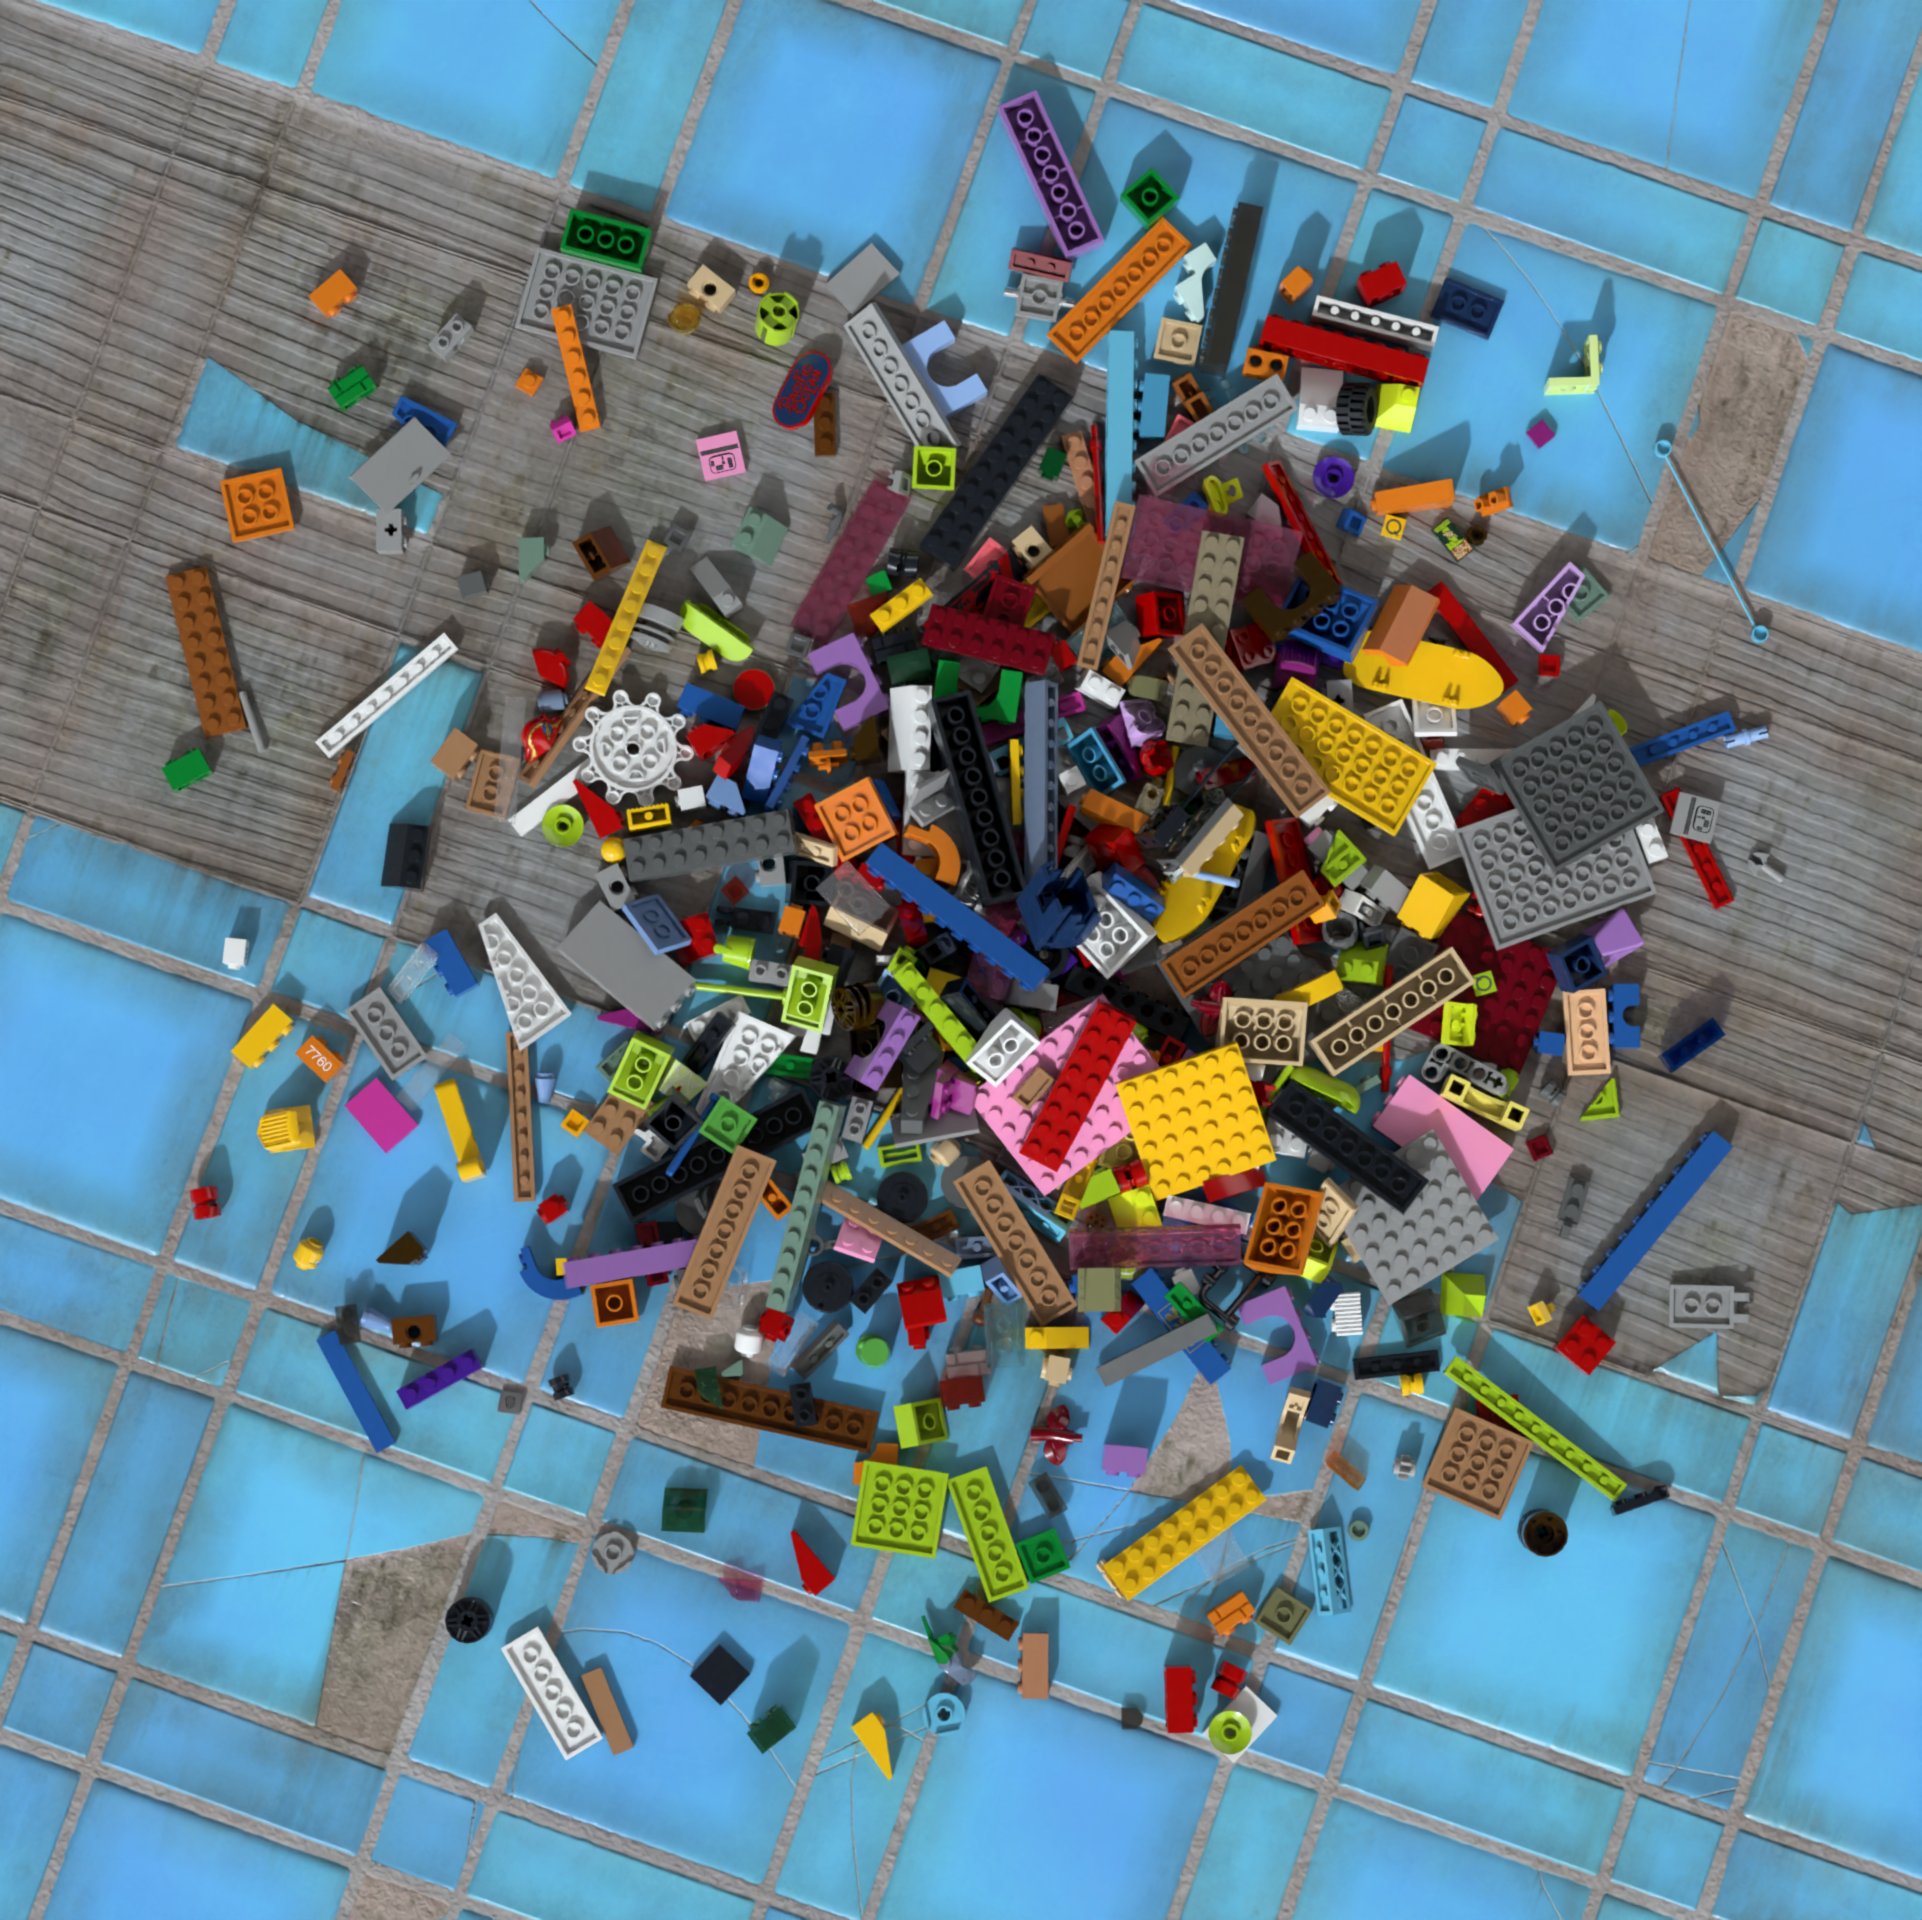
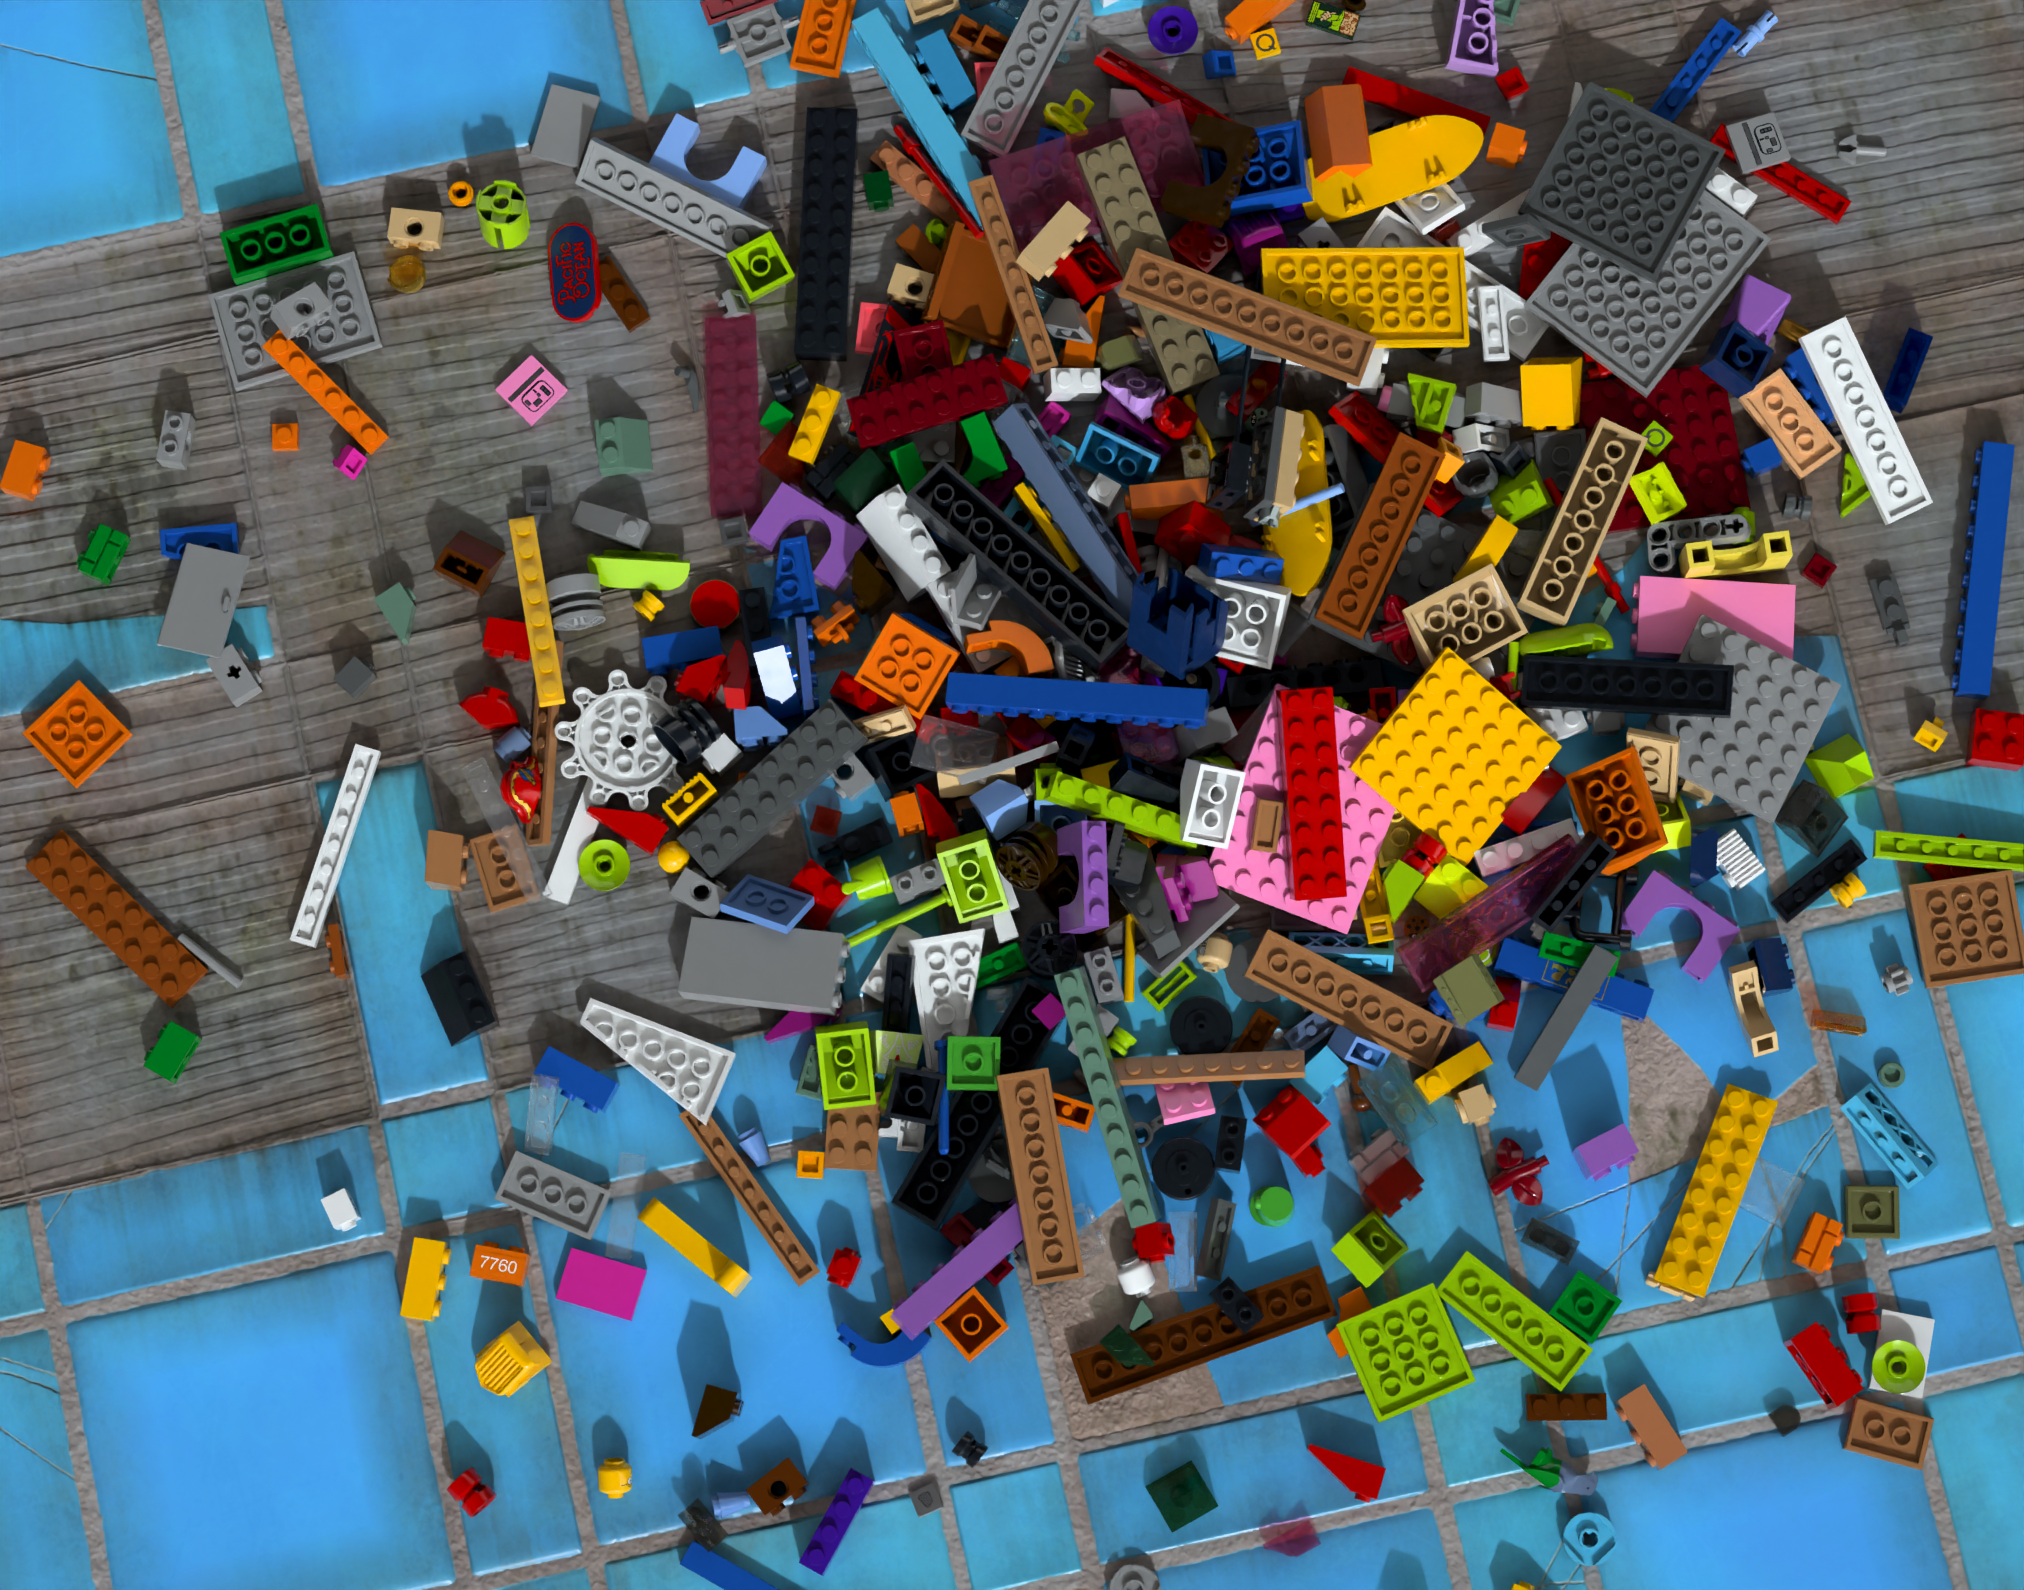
camera: 25 degrees left, 5 degrees down
(603, 295) = (308, 299): none -> light grey brick
(676, 768) = (686, 730): none -> black wheel
(802, 1122) = (1049, 1011): none -> magenta tile
(860, 958) = (1001, 807): none -> light blue slope
(881, 932) = (1008, 763): none -> light grey tile
(1148, 581) = (1054, 241): none -> tan brick
(1195, 1772) = (1888, 1433): none -> medium nougat tile
(1218, 1258) = (1570, 881): none -> black brick
(1423, 830) = (1493, 323): none -> white tile
(1634, 972) = (1792, 331): none -> pearl gold piece
(1638, 1064) = (1865, 420): none -> white plate

